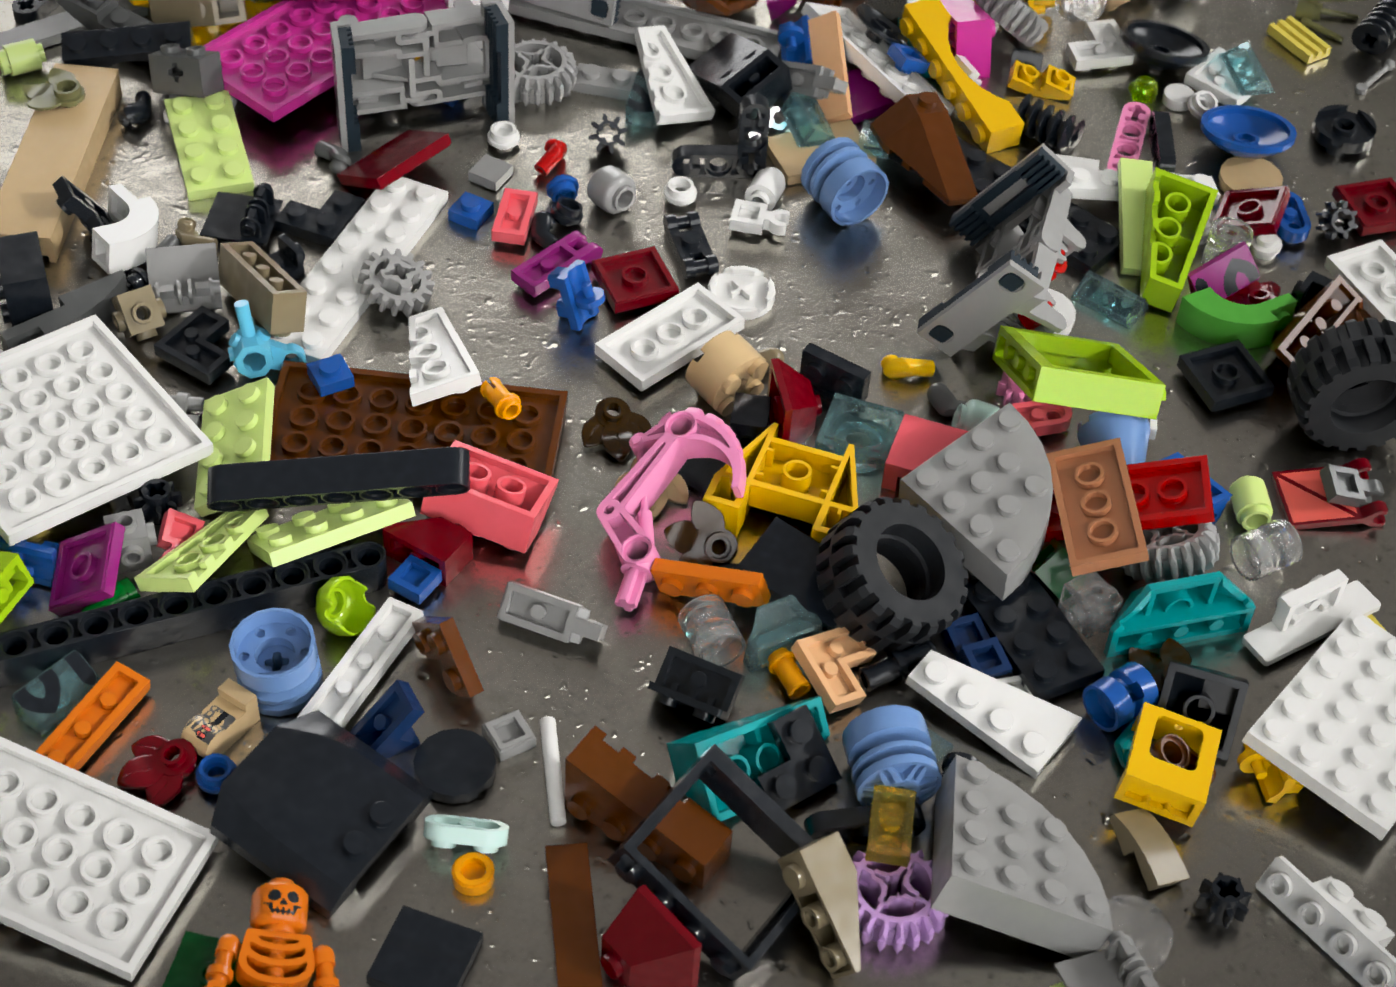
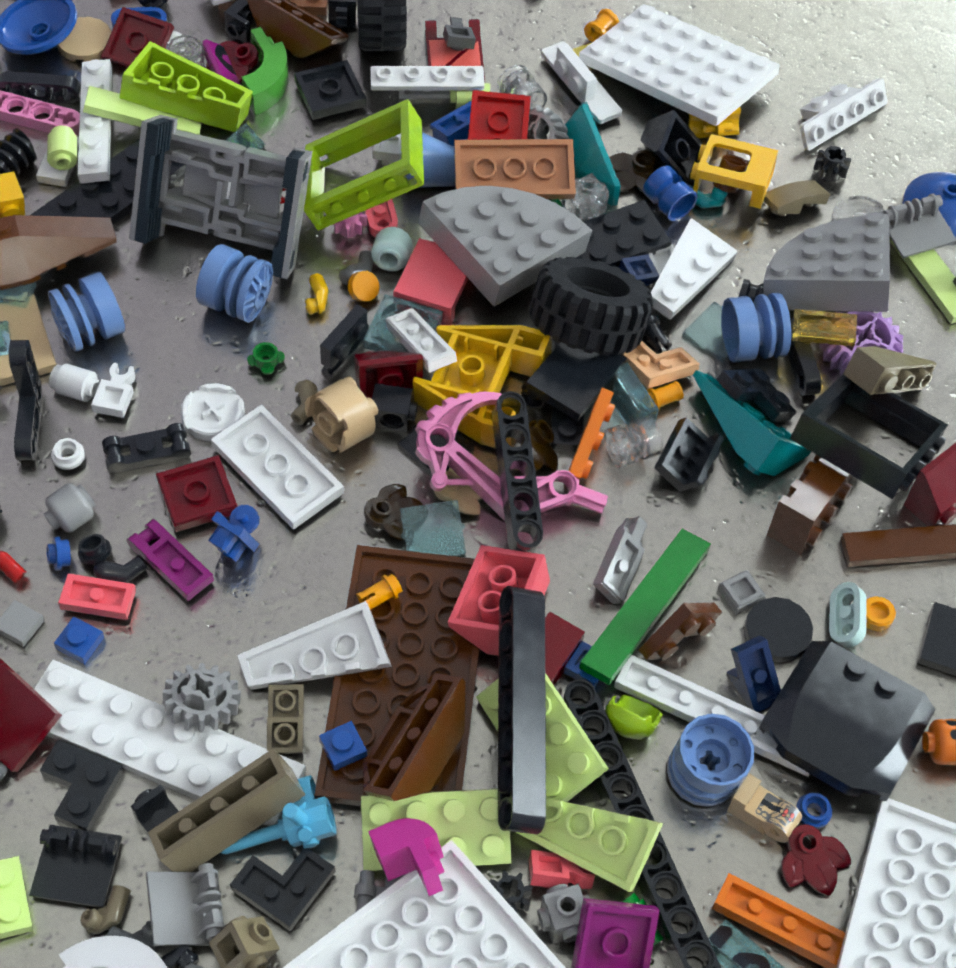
camera: 90 degrees left, 10 degrees up
(194, 402) = (407, 847): none -> dark pink brick
(309, 415) = (417, 740): none -> reddish brown wedge
(364, 349) = (285, 718): none -> dark tan slope
(488, 631) = (644, 607): none -> green tile
(552, 771) = (772, 560): white bar -> none
(588, 455) = (433, 528): none -> clear light blue piece
(634, 489) = (517, 458): none -> black beam
(814, 327) = (263, 351): none -> green plate
(831, 430) = (421, 338): none -> white tile
(896, 285) = (234, 283): none -> medium blue wheel
(921, 401) = (363, 286): none -> light orange tile
(1073, 153) = (62, 148): none -> yellowish green brick
(1251, 447) = (426, 81): none -> white bracket

